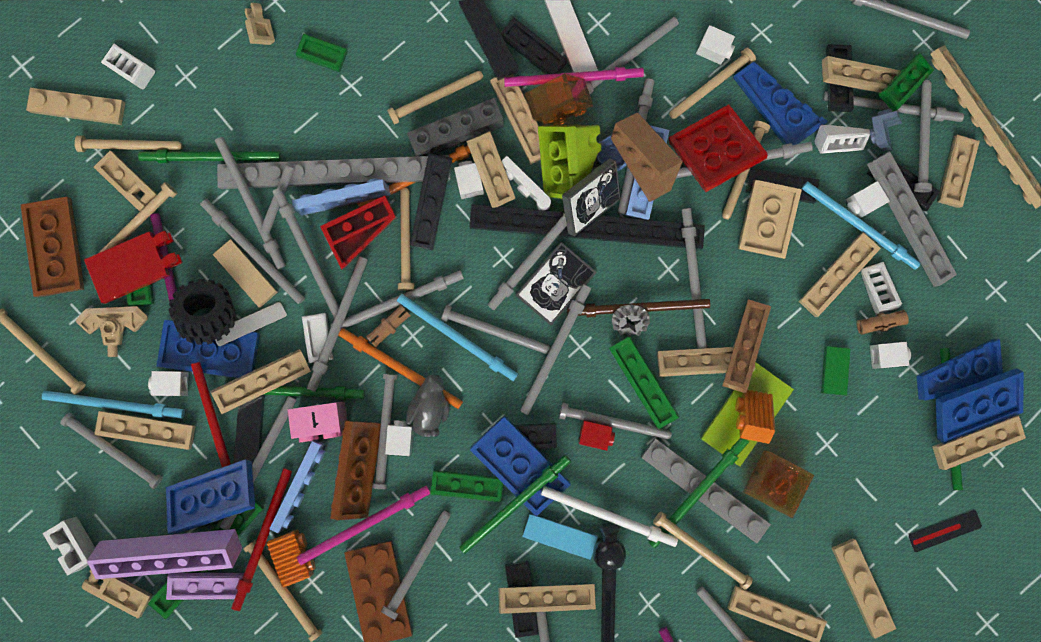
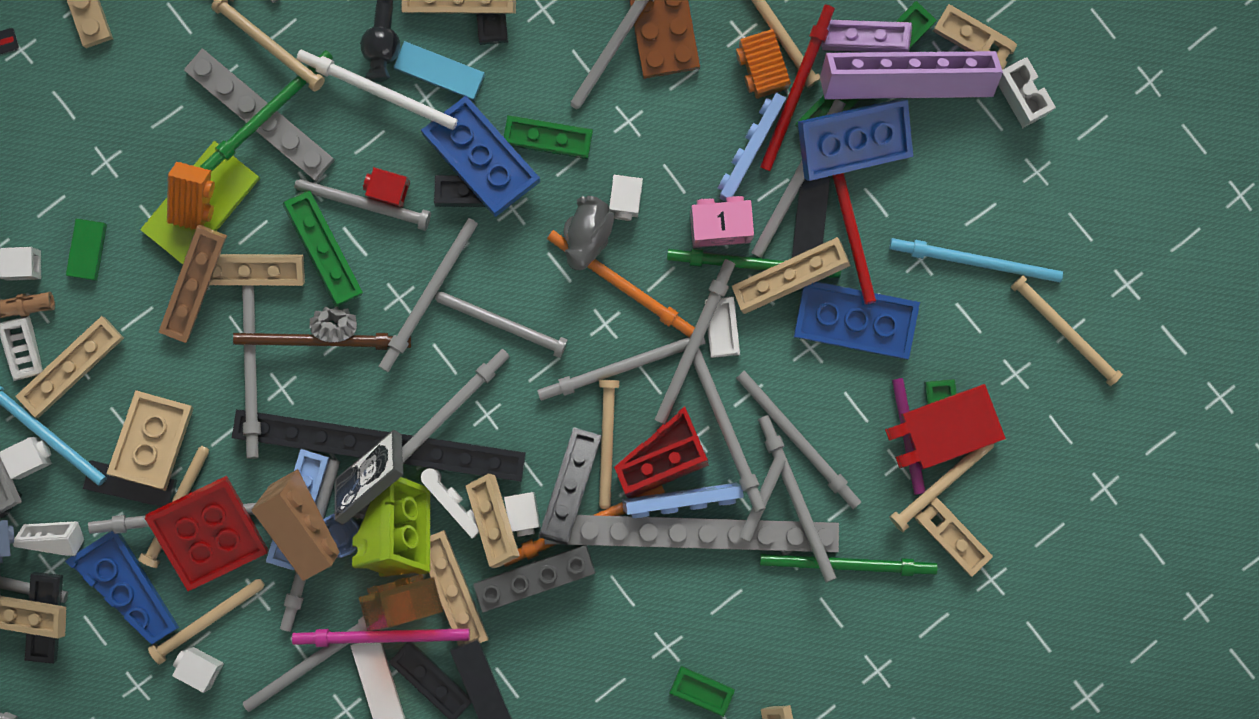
camera: 170 degrees left, 0 degrees up
(52, 247) = (1047, 459): dark orange plate -> none
(69, 420) = (978, 204): light grey bar -> none
(75, 106) = (1017, 639): tan plate -> none
(82, 144) = (1007, 589): tan bar -> none
(112, 324) = (974, 358): tan piece -> none
(140, 74) = (934, 676): white slope -> none
(145, 430) = (936, 226): tan plate -> none
(168, 383) = (904, 279): white brick -> none
(199, 296) = (858, 385): black tyre -> none
(245, 273) = (808, 412): tan tile -> none
(253, 322) = (804, 348): white sticker -> none
(355, 470) = (679, 161): dark orange plate -> none
(385, 421) = (644, 208): light grey bar -> none
(388, 326) = (633, 336): medium nougat pin -> none
(406, 501) = (622, 122): dark pink bar -> none
(434, 96) = (561, 624): tan bar -> none
(496, 364) = (504, 283): medium azure bar -> none
(549, 474) = (444, 141): green bar -> none
(555, 283) = (422, 377): tile -> none
(778, 483) = (170, 116): clear orange brick -> none

